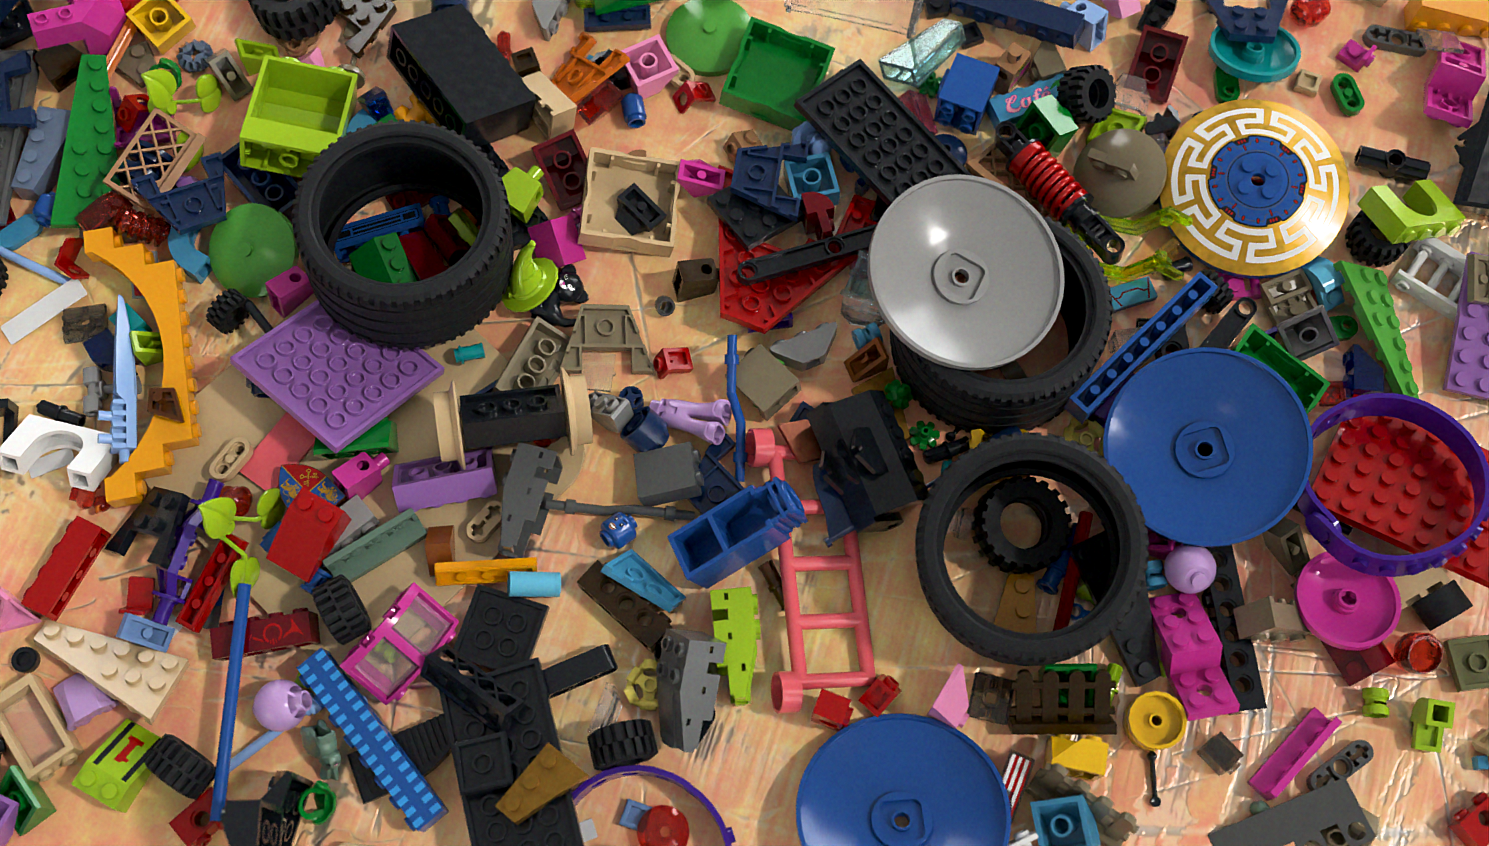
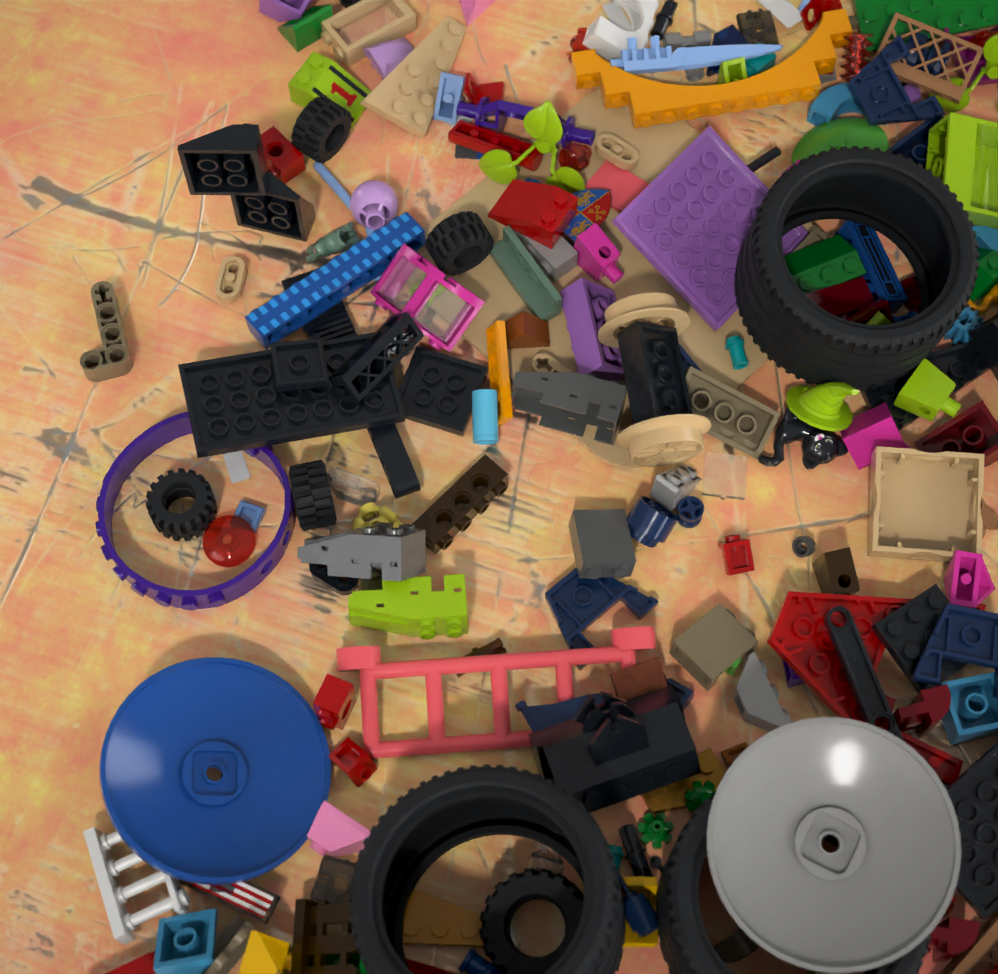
camera: 90 degrees right, 5 degrees down
(25, 660) = (431, 16): black tile -> none
(65, 568) = (513, 35): red brick -> none
(102, 211) = (869, 21): clear red slope -> none
(154, 517) = (563, 95): black wing -> none
(165, 403) = (667, 88): reddish brown piece -> none
(228, 311) = (771, 134): black tyre -> none
(230, 701) = (370, 161): blue piece -> none
(268, 634) = (441, 182): dark red brick -> none
(318, 579) = (494, 227): blue bush -> none
(325, 802) = (272, 245): green piece -> none
(377, 439) = (637, 271): green slope -> none
(541, 782) = (277, 415): pearl gold wing -> none
(606, 329) = (771, 484): dark tan wing -> none
(618, 530) = (541, 497): blue head -> none
(637, 211) = (915, 513): black slope -> none
(644, 580) = (487, 520): dark azure wing -> none
(669, 513) = (561, 548): dark grey bar -> none
(680, 413) = (673, 557): lavender piece -> none
(732, 361) = (732, 606): blue bar -> none
(737, 532) = (529, 603): blue piece -> none

